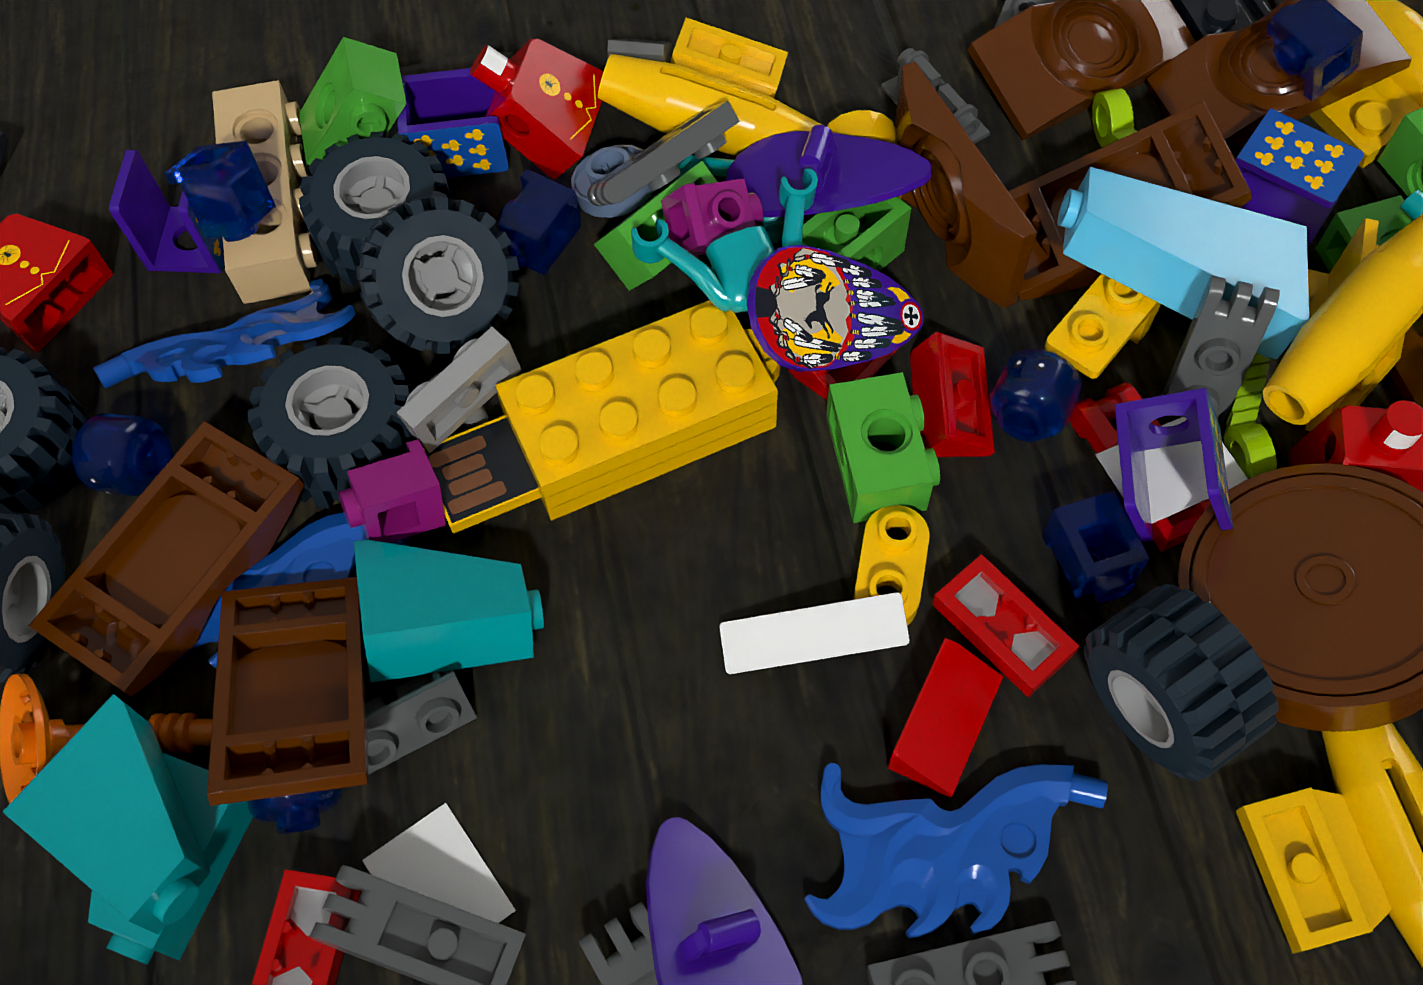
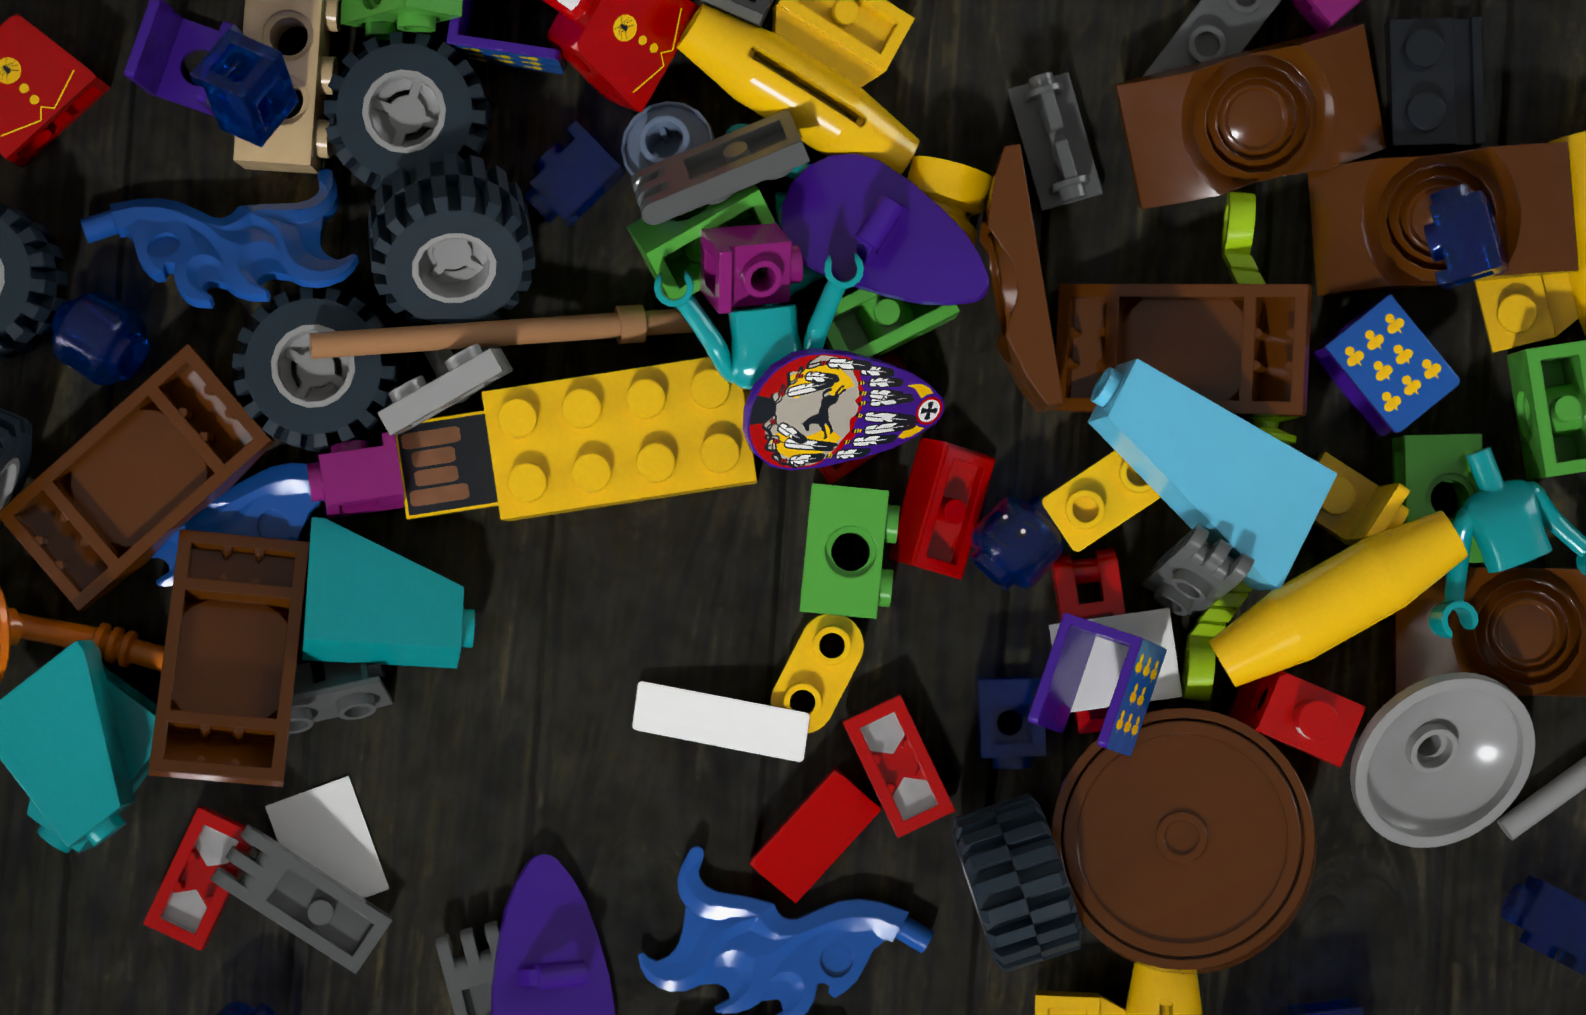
camera: 10 degrees right, 25 degrees up
(612, 321) = (626, 324): none -> medium nougat bar

